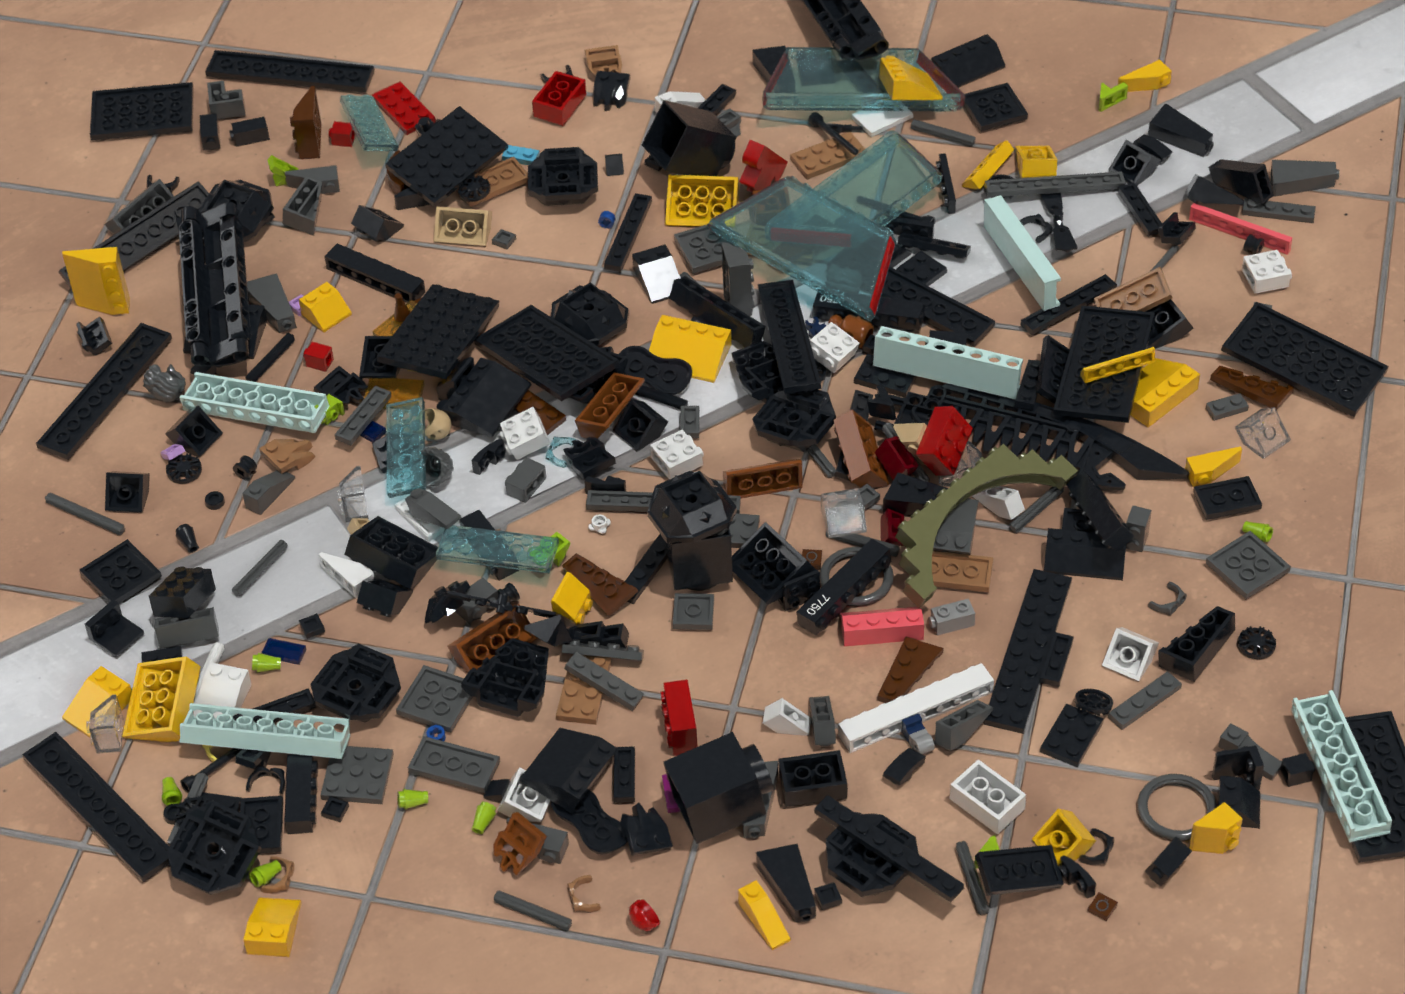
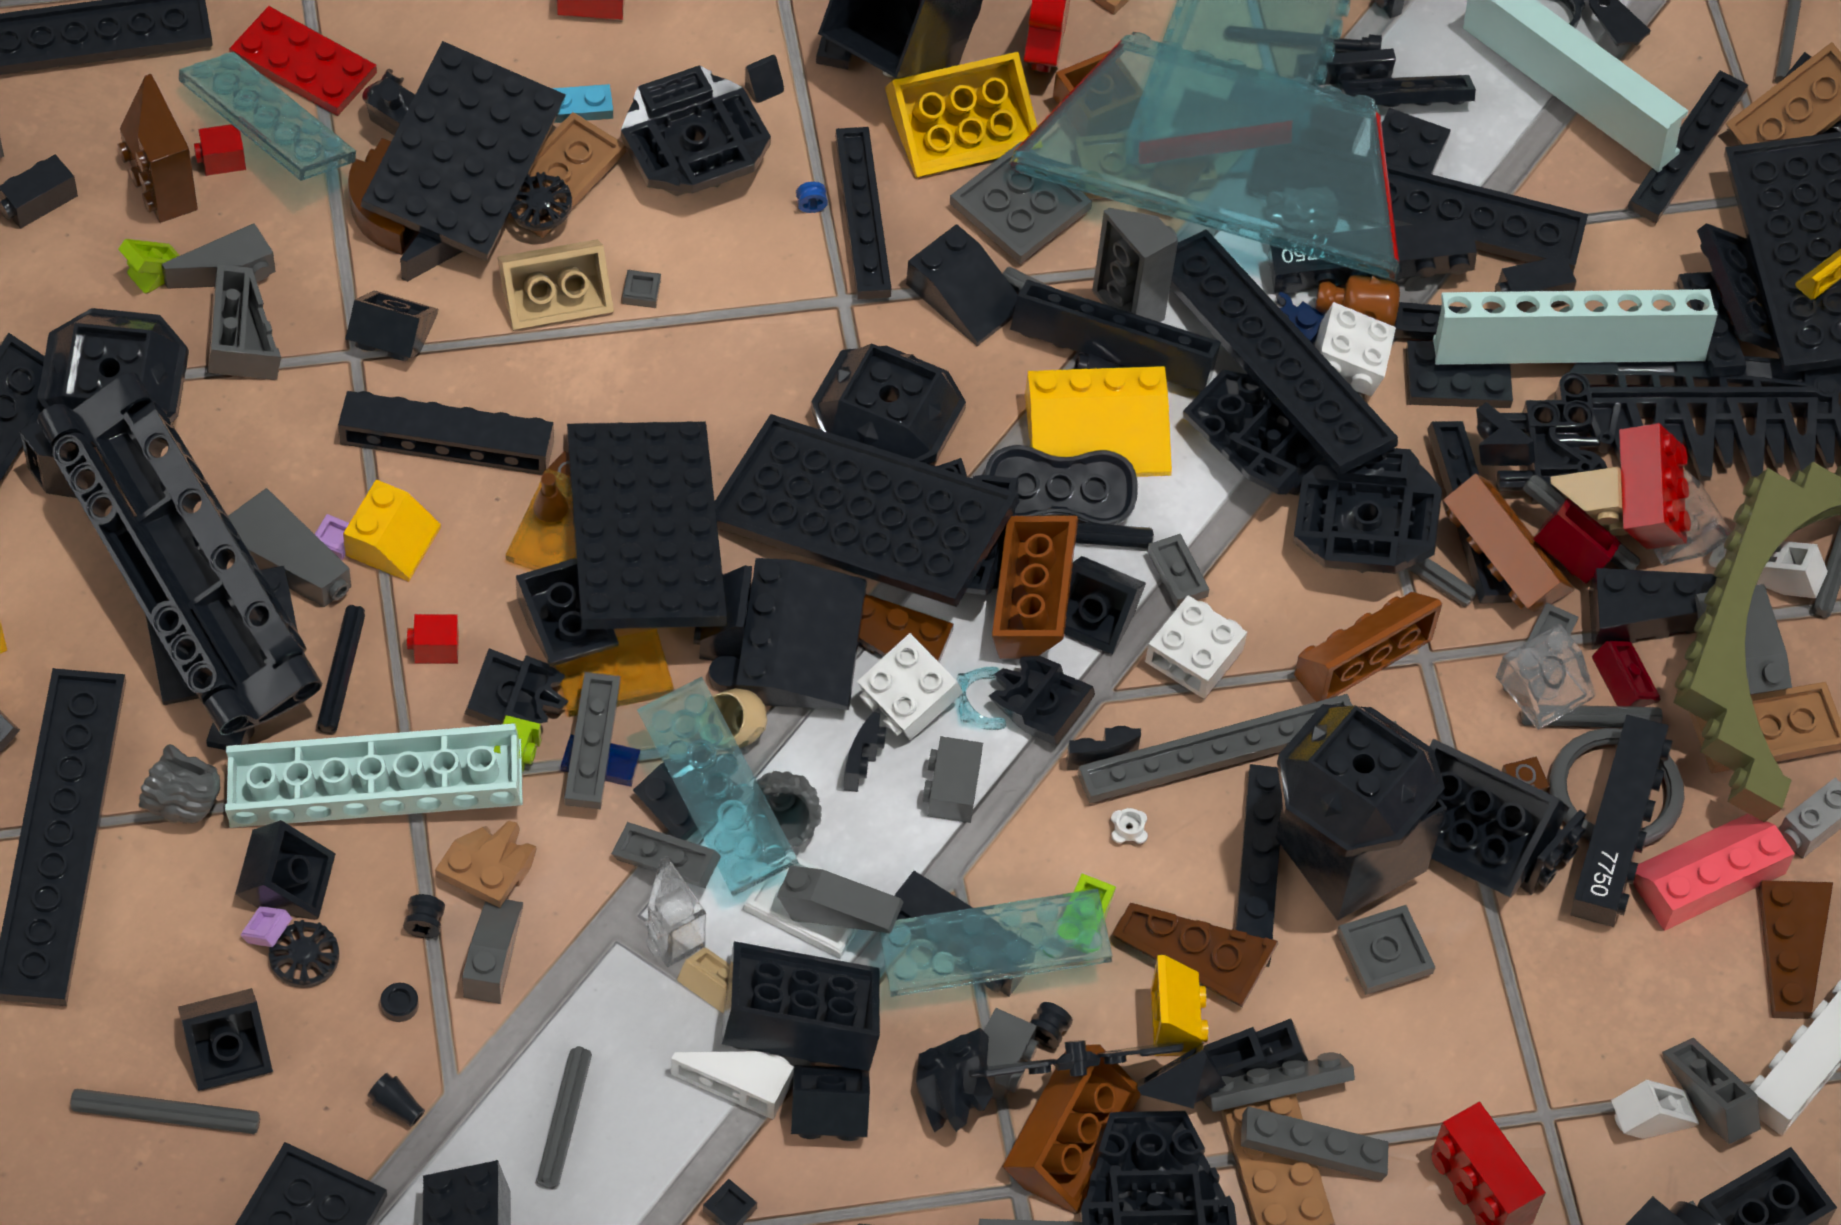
camera: 30 degrees left, 10 degrees up
(371, 472) = (647, 847): none -> dark grey plate

